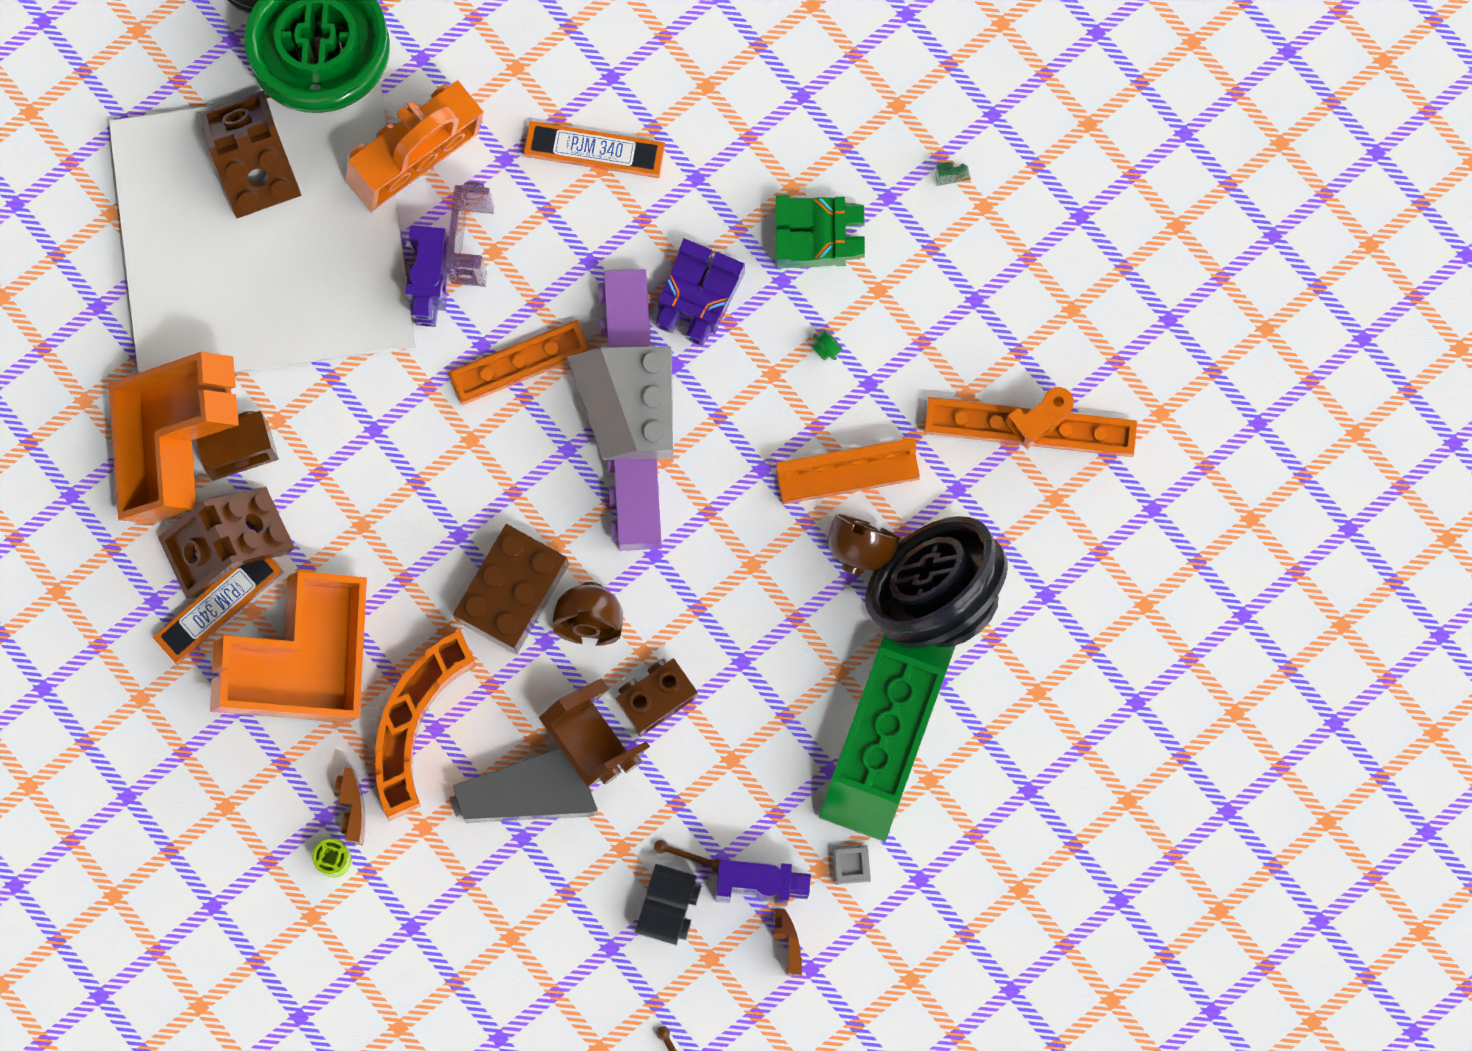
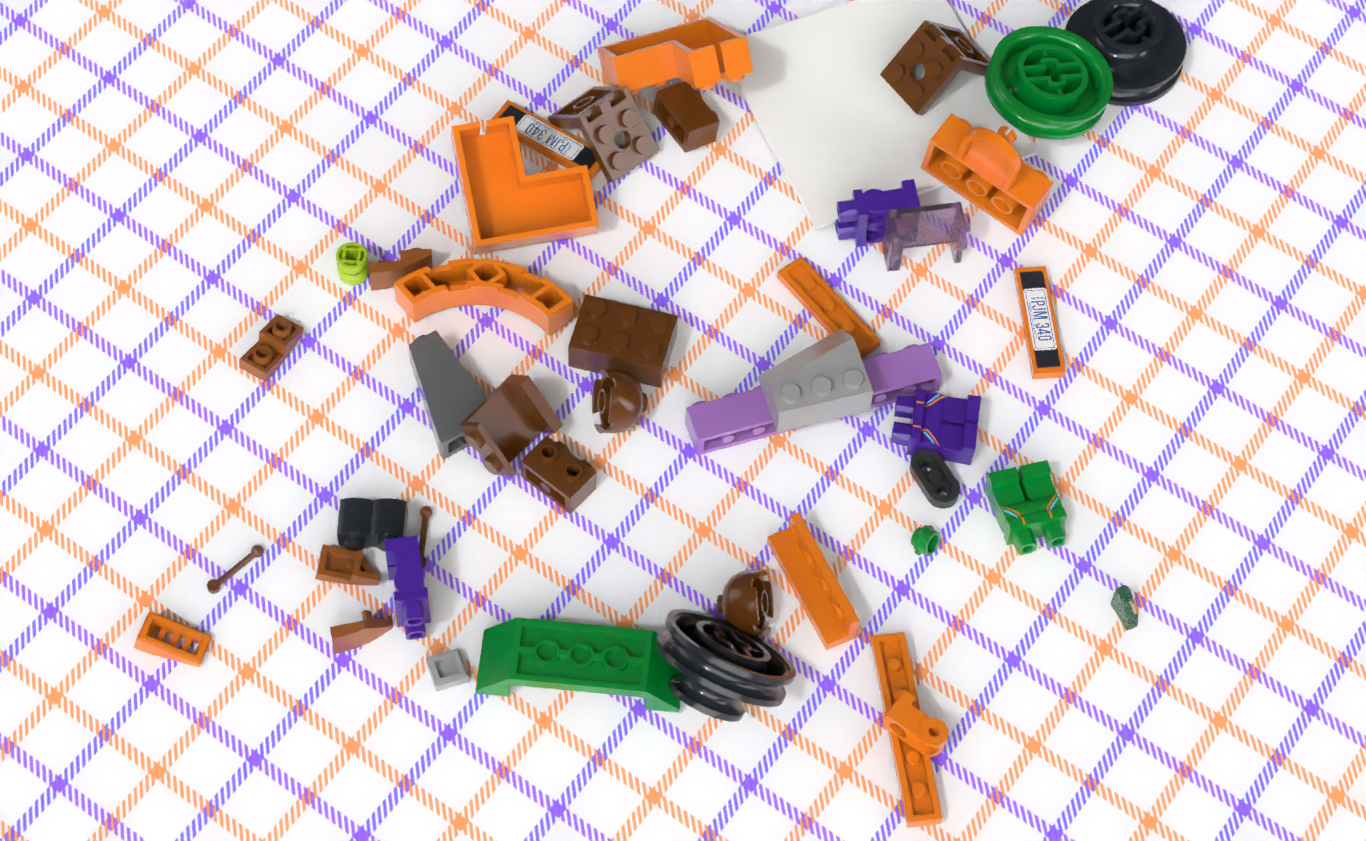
camera: 70 degrees right, 20 degrees down
(414, 969) = (272, 349): none -> dark orange slope
(706, 945) = (345, 567): none -> dark orange slope
(756, 312) = (936, 480): none -> pearl dark grey plate

